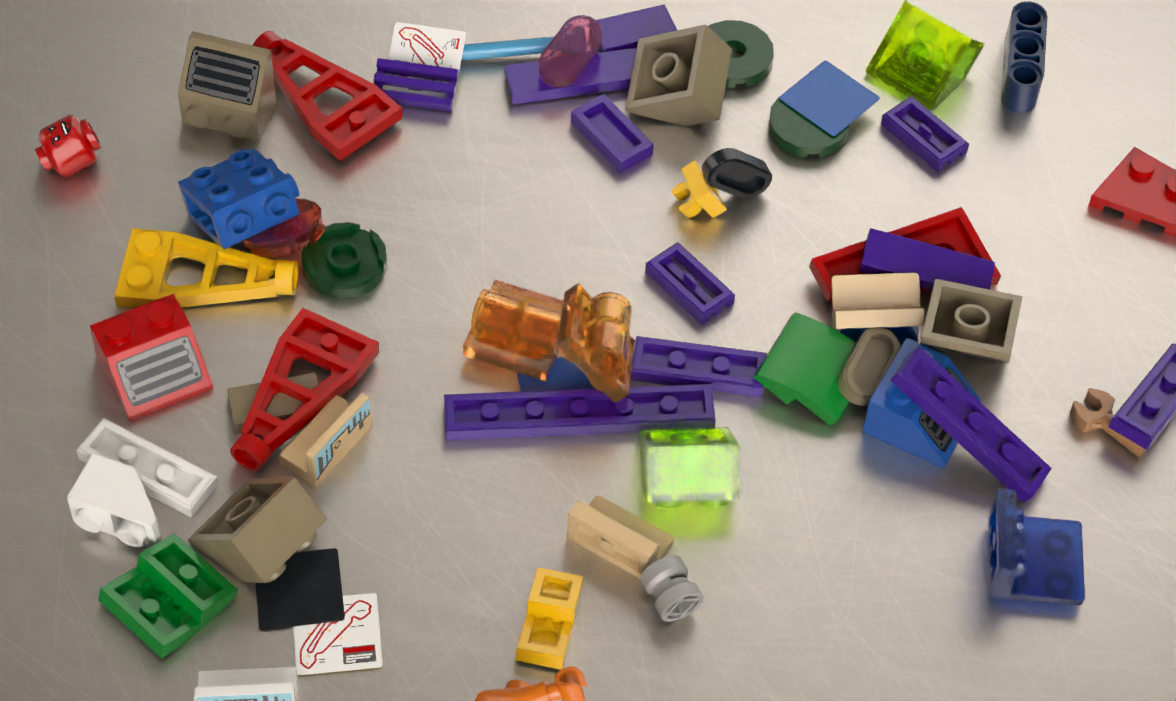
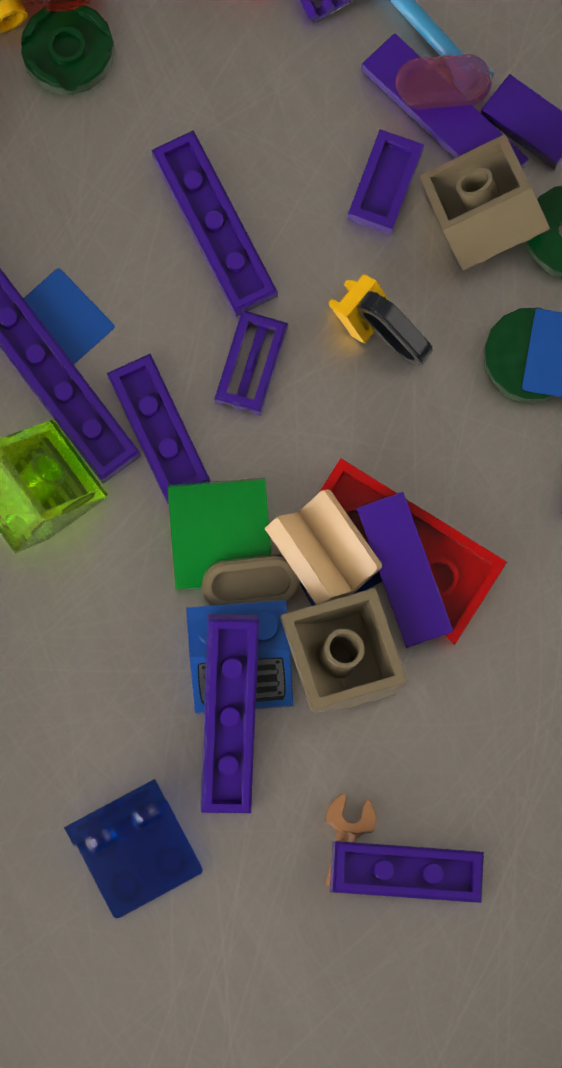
camera: 60 degrees right, 25 degrees up
(515, 330) = (85, 246): clear orange plate -> none
(561, 247) = (214, 223): none -> dark purple tile
(598, 339) = (93, 325): clear orange plate -> none

